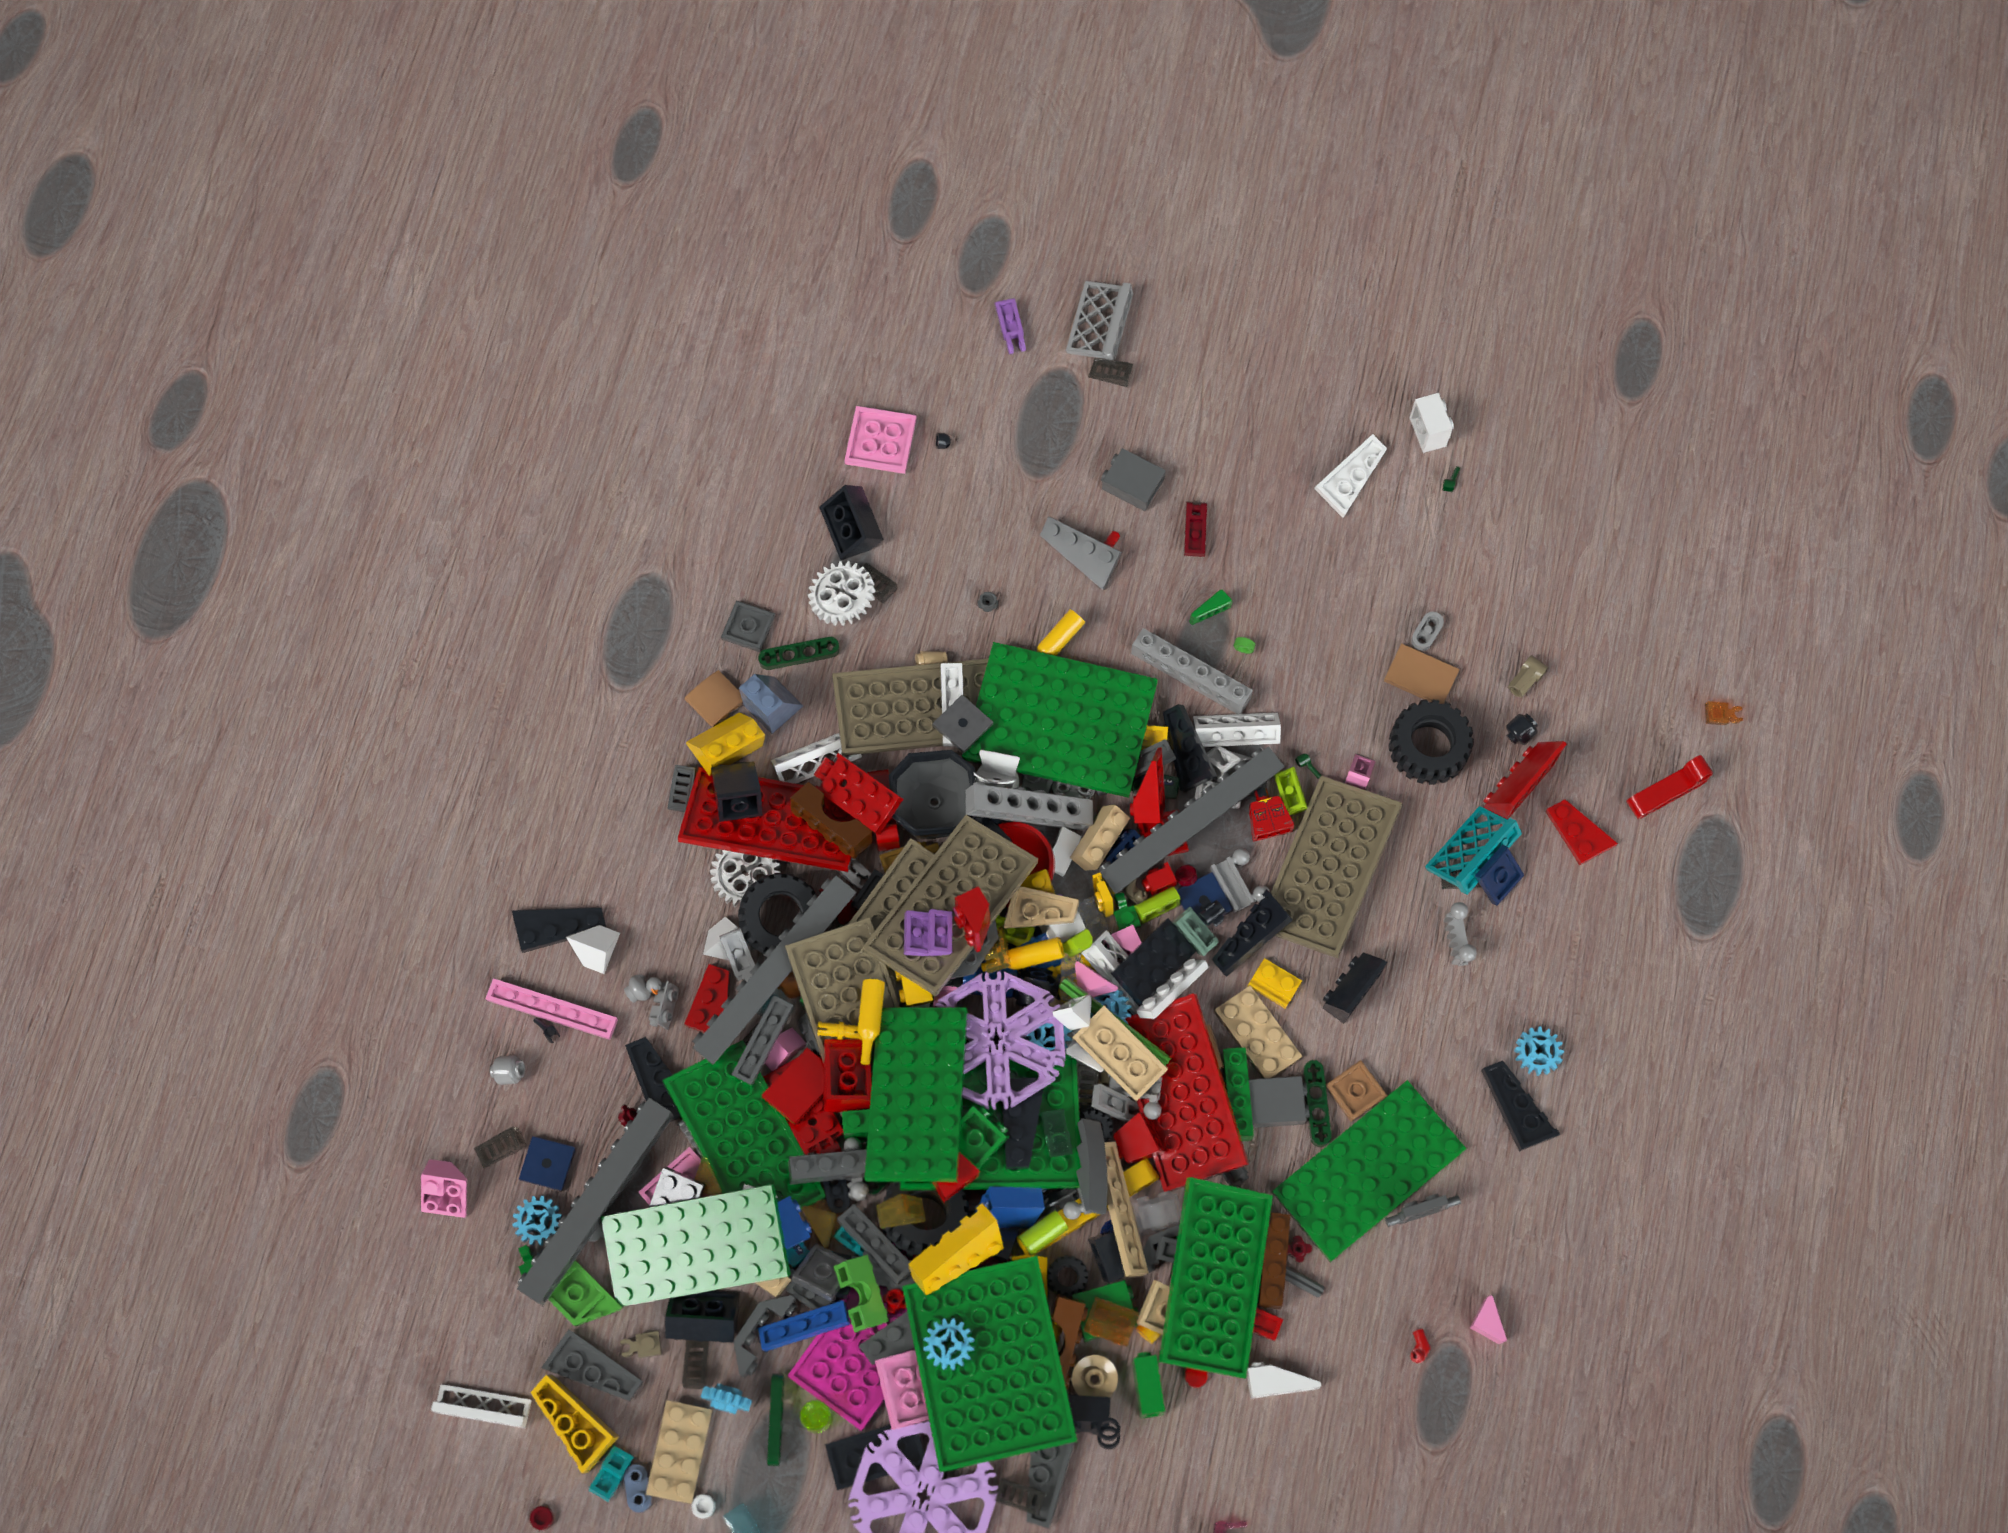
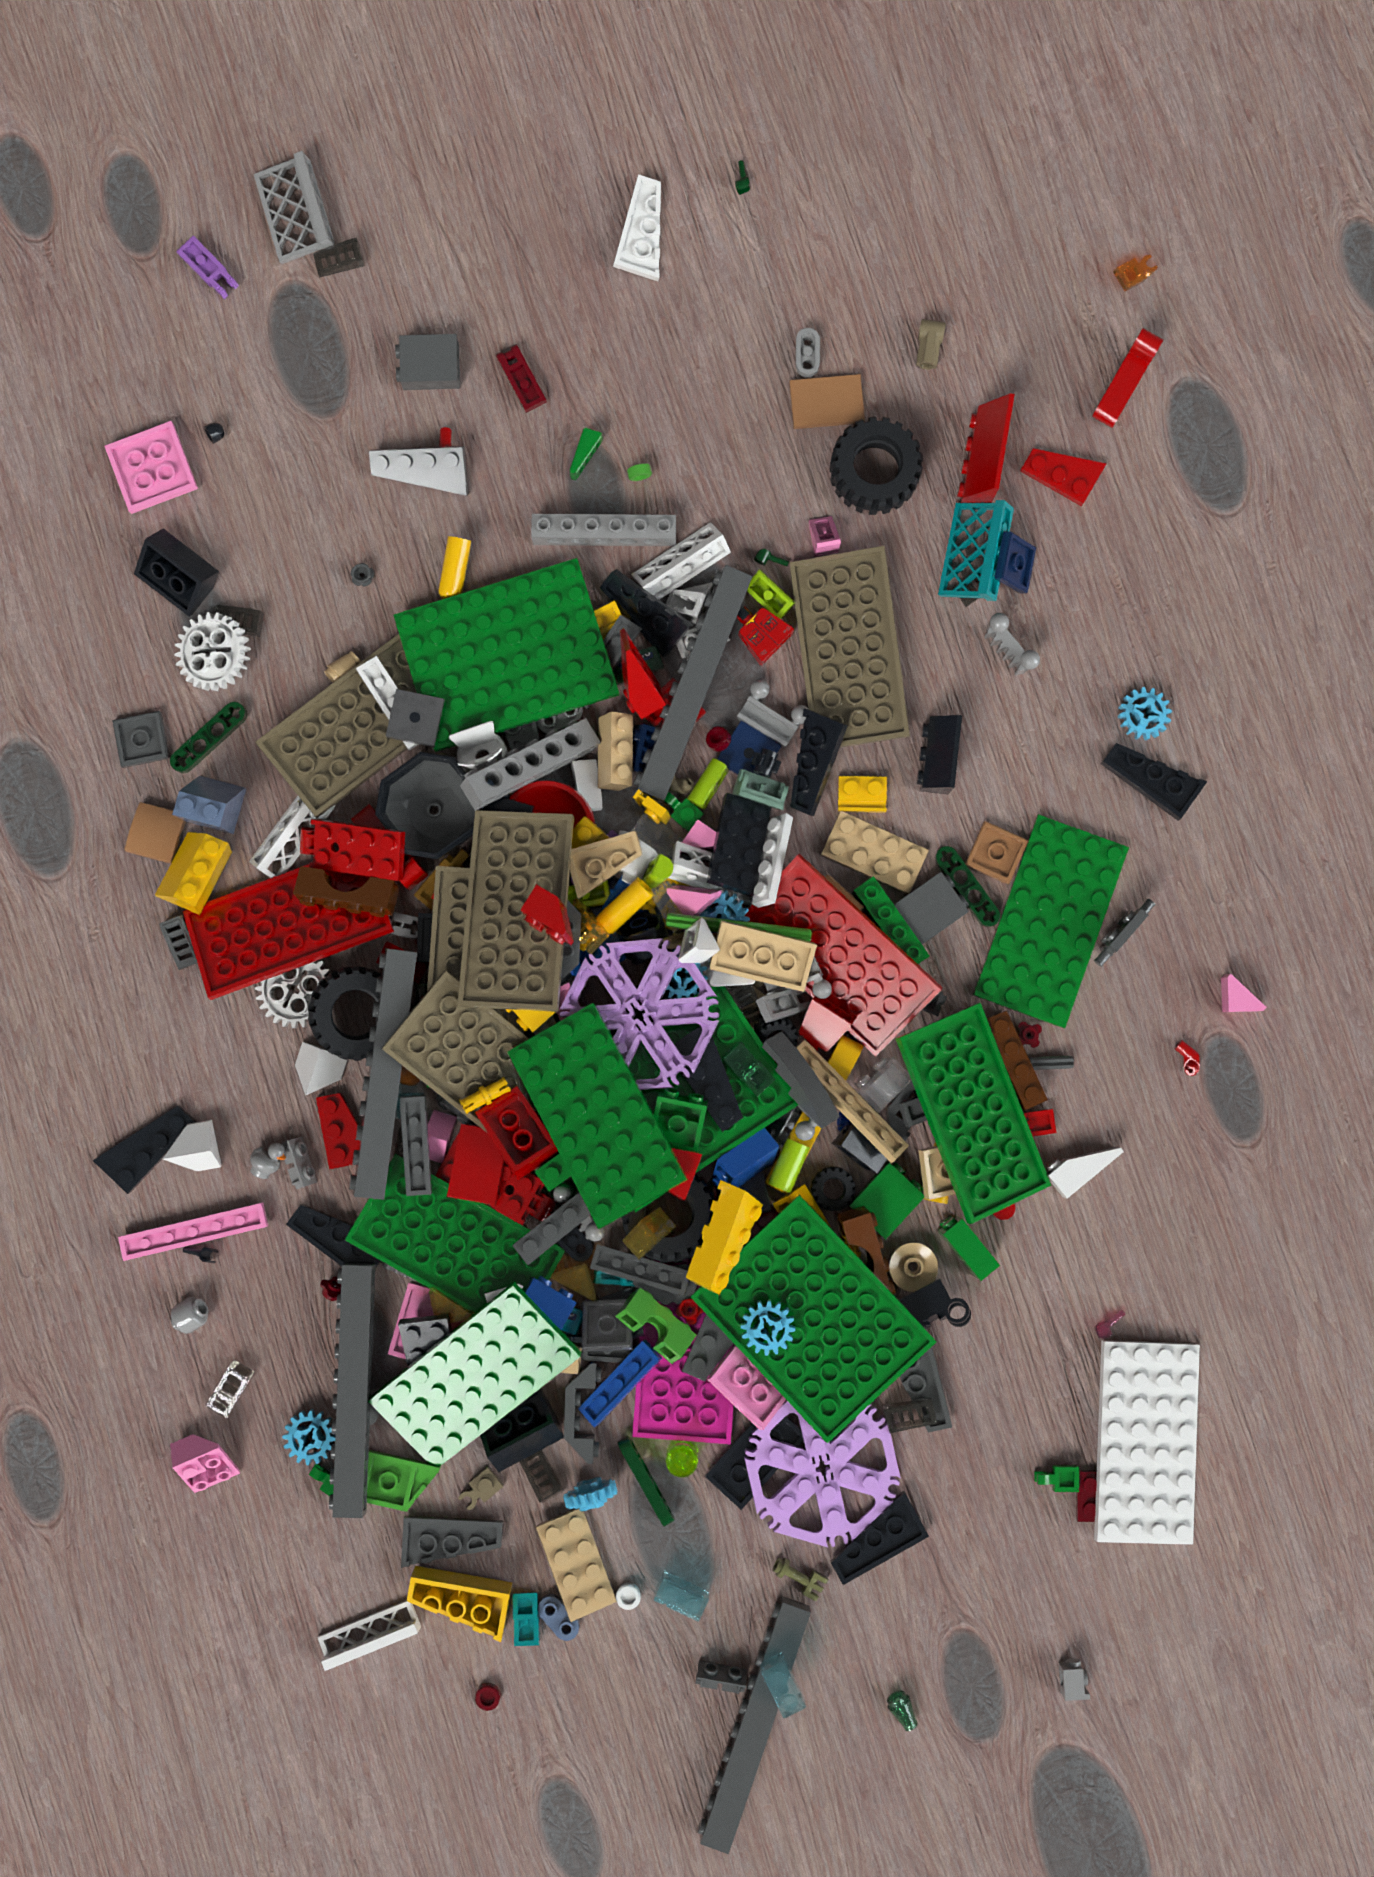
camera: 30 degrees left, 15 degrees up
(547, 1163) = (284, 1377): dark blue tile -> none
(737, 791) = (235, 916): black slope -> none
(738, 954) = (338, 1074): light grey hinge -> none
(870, 1015) = (505, 1066): yellow piece -> none
(928, 933) = (512, 954): medium lavender slope -> none
(1111, 1322) = (901, 1210): clear orange bracket -> none
(1159, 880) = (695, 759): red brick -> none
(1431, 422) = (690, 128): white brick -> none
(1521, 729) = (954, 401): black head -> none

